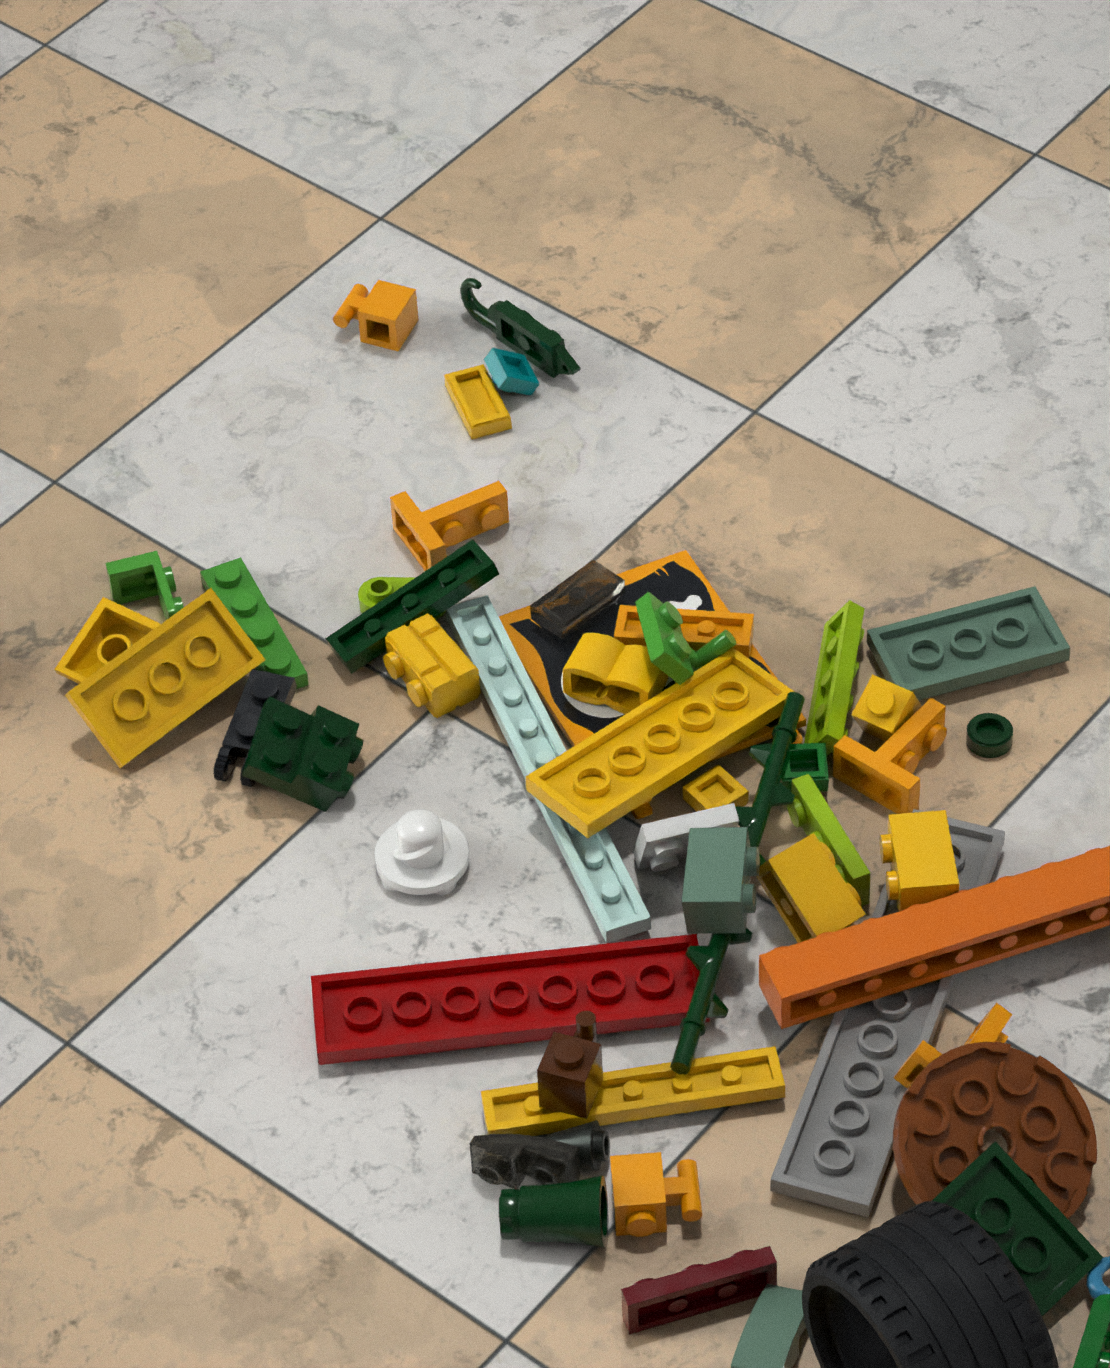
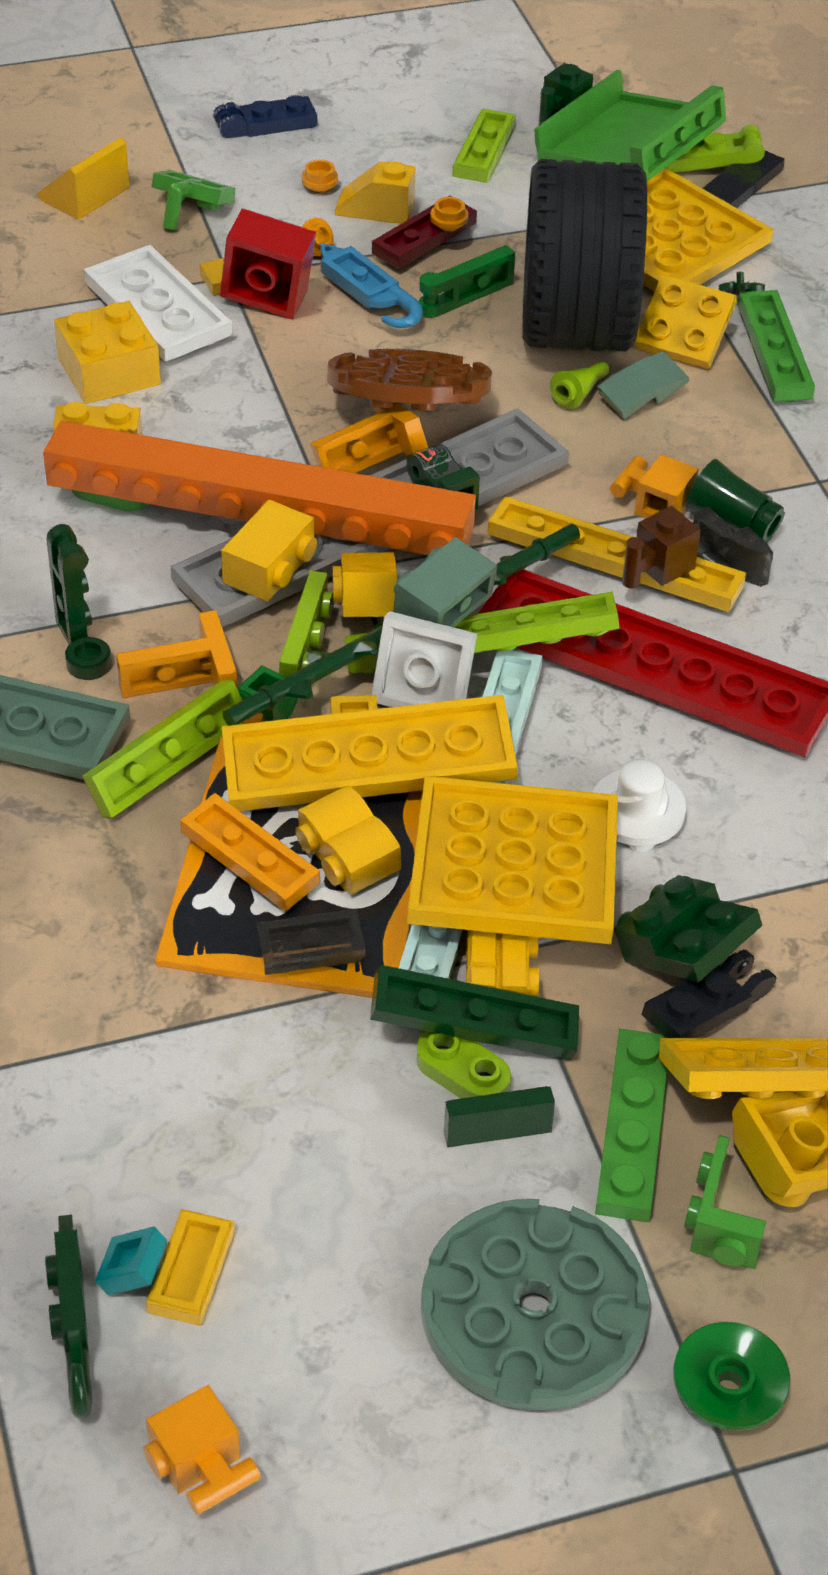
camera: 150 degrees left, 0 degrees up
(82, 503) = (737, 1355): none -> green dish
(280, 499) = (526, 1354): none -> sand green plate
(346, 566) = (498, 1116): none -> dark green tile
(445, 525) = (356, 1105): light orange bracket -> none
(467, 709) = (515, 860): none -> yellow plate
(627, 922) = (526, 625): none -> lime plate
(666, 642) = (284, 816): bright green plate -> none
(698, 1289) = (672, 424): dark red plate -> none
(844, 1037) = (438, 469): none -> dark green leg
(884, 707) = (158, 685): yellow brick -> none
(1024, 1224) = (450, 338): dark green plate -> none
(1036, 717) = (68, 582): none -> dark green plate

